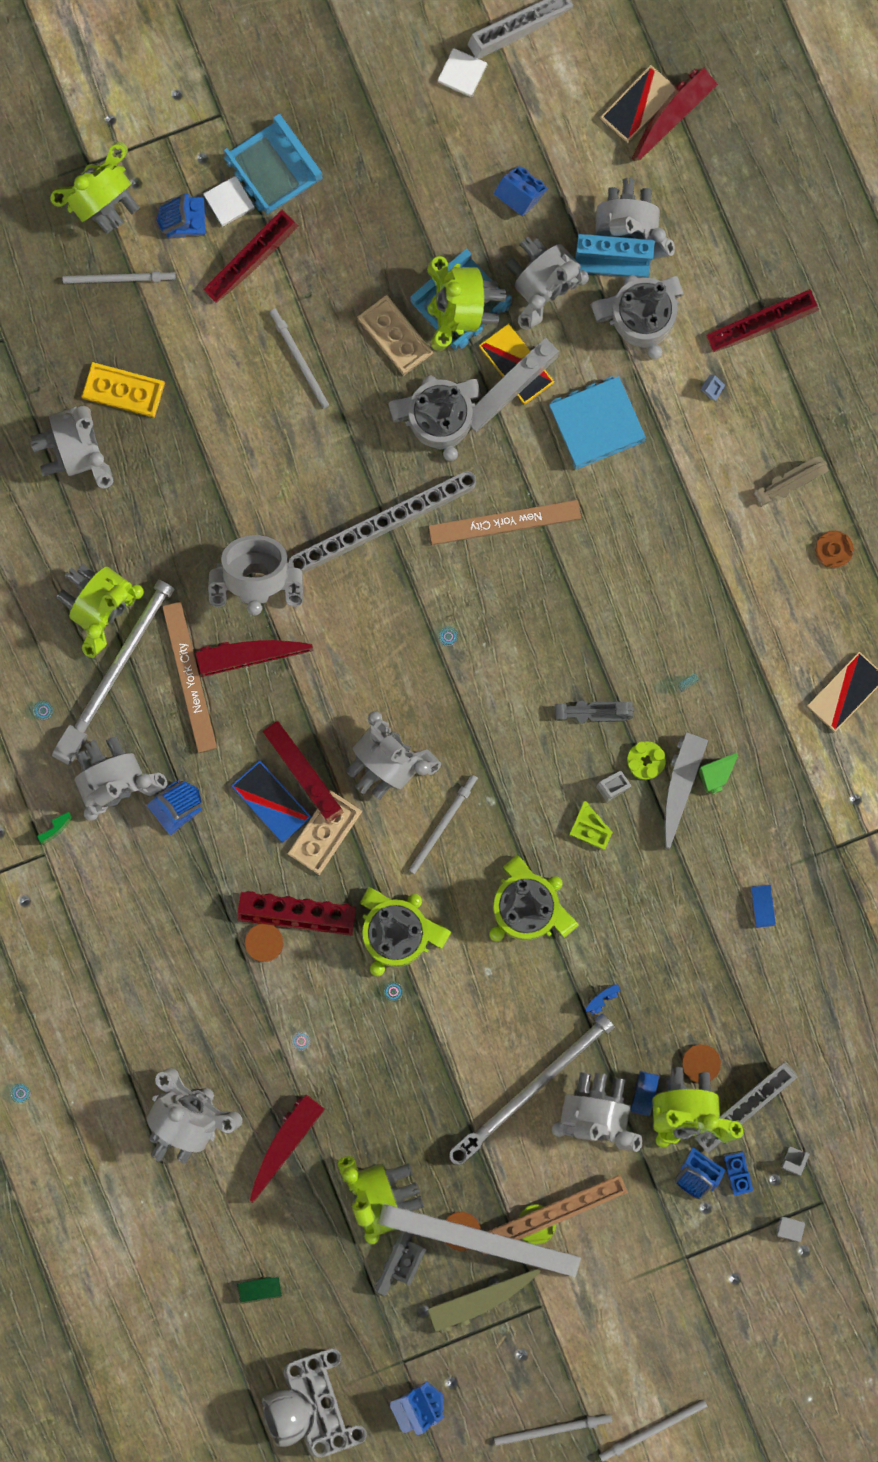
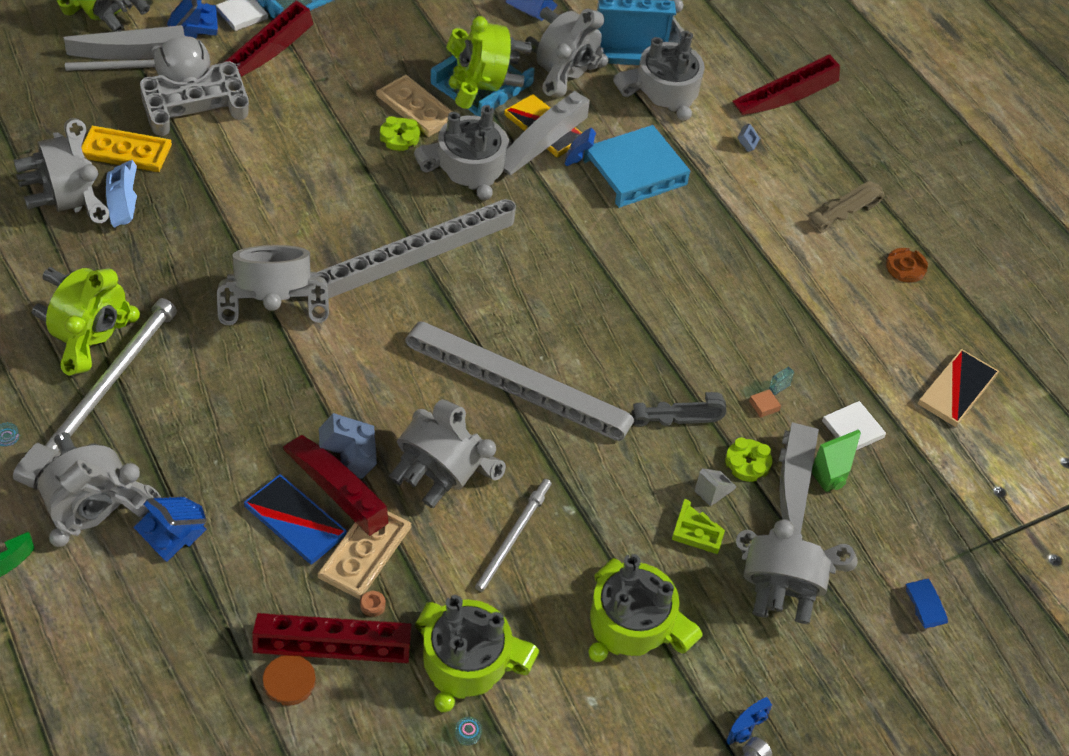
camera: 10 degrees left, 30 degrees down
(120, 451) = (120, 193): none -> light blue slope
(128, 253) = (122, 44): none -> light grey slope
(178, 301) = (190, 78): none -> light grey beam
(189, 677) = (194, 398): medium nougat tile -> none
(245, 654) = (266, 368): dark red slope -> none
(281, 326) = (298, 99): light grey bar -> none
(319, 737) = (352, 440): none -> sand blue brick
(328, 881) = (372, 603): none -> nougat tile
(372, 364) = (408, 128): none -> lime plate
(448, 636) = (500, 347): clear light blue tile -> none
(460, 673) = (520, 381): none -> light grey beam
(505, 522) = (549, 249): medium nougat tile -> none
(544, 404) = (581, 143): none -> blue slope
(653, 879) = (789, 567): none -> light grey piece
(671, 702) = (765, 403): none -> nougat tile
(743, 730) = (854, 418): none -> white tile

